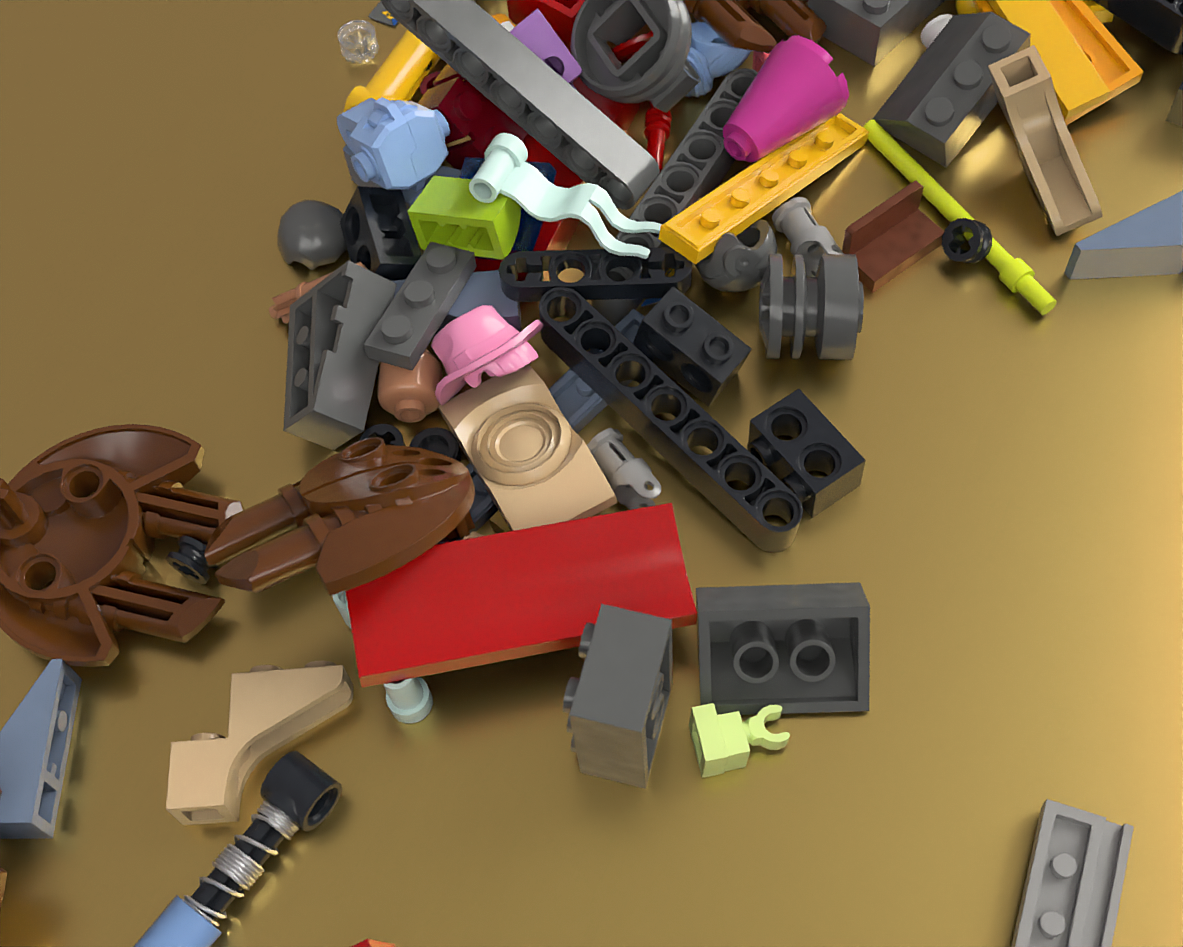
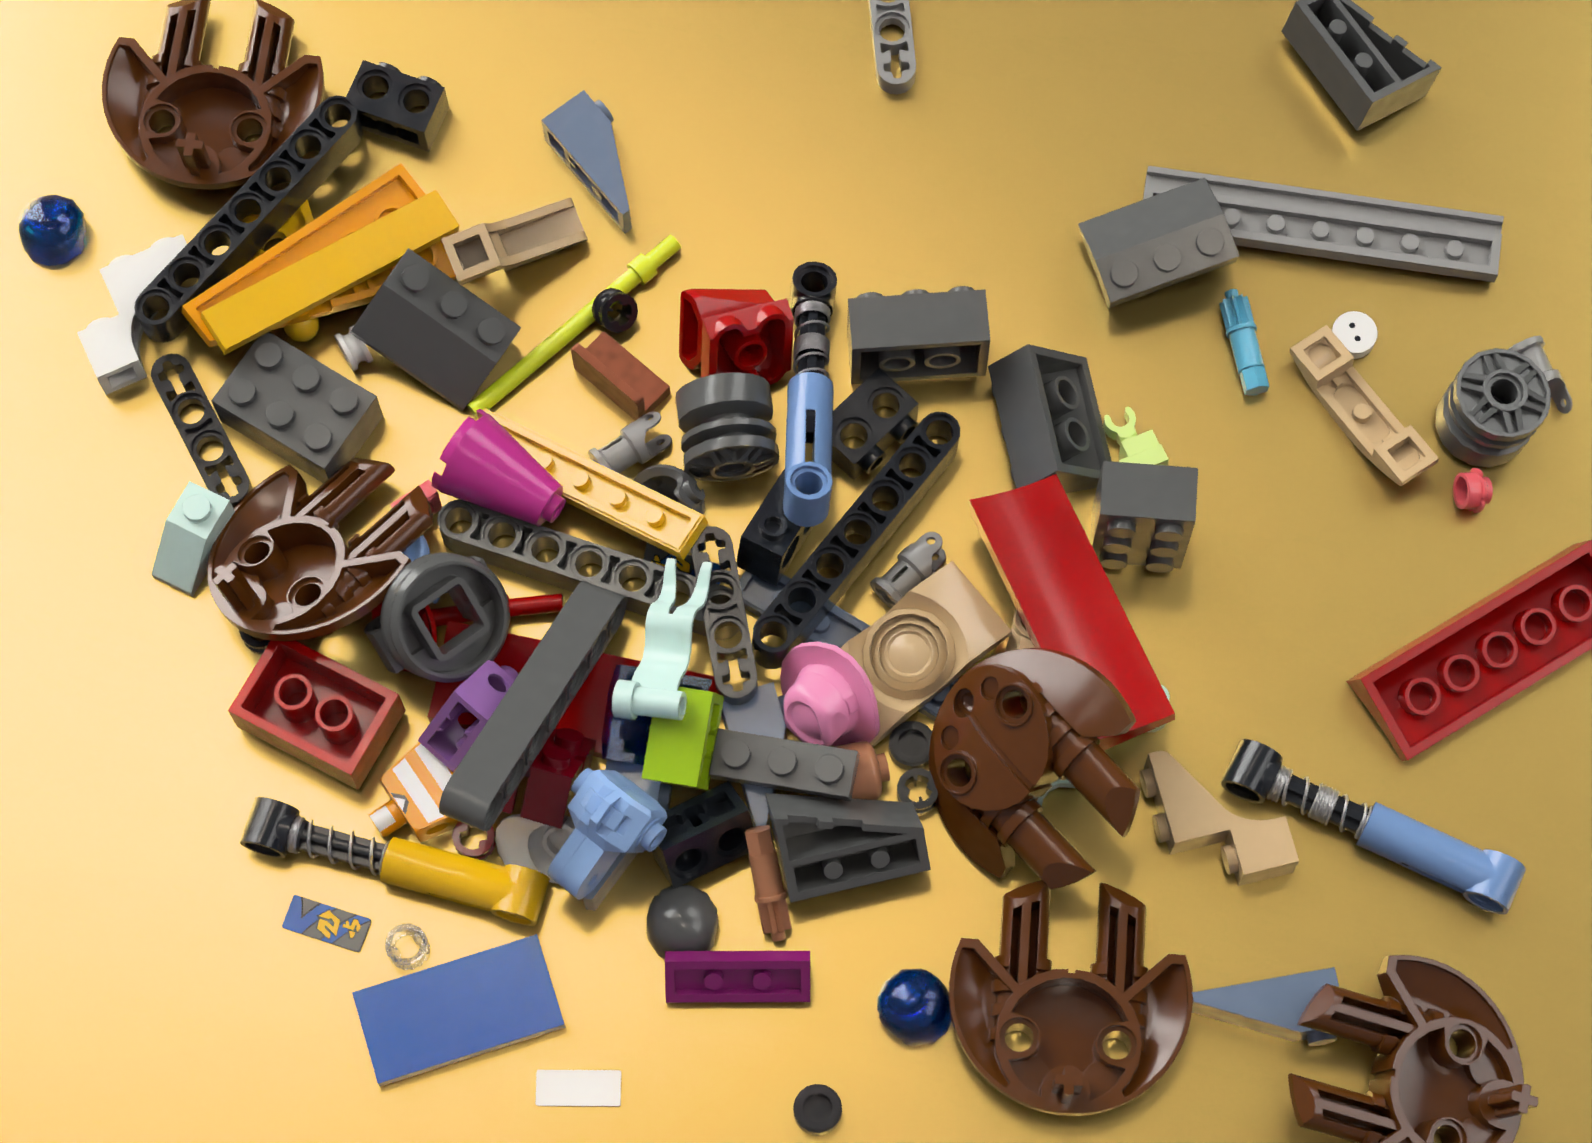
camera: 105 degrees left, 10 degrees up
(102, 323) = (817, 1109): none -> black tile
(167, 404) = (914, 1006): none -> clear blue hair
(191, 560) = (1065, 925): black bush -> none
(196, 152) = (578, 1088): none -> white sticker
(243, 268) = (737, 976): none -> magenta plate
(291, 74) = (458, 1010): none -> tile
(832, 377) = (810, 397): none -> piece
(868, 906) = (1244, 342): none -> medium azure piece
(904, 504) = (918, 334): none -> dark grey brick
(920, 329) = (735, 332): none -> red piece
(1013, 810) = (1158, 242): none -> dark grey slope

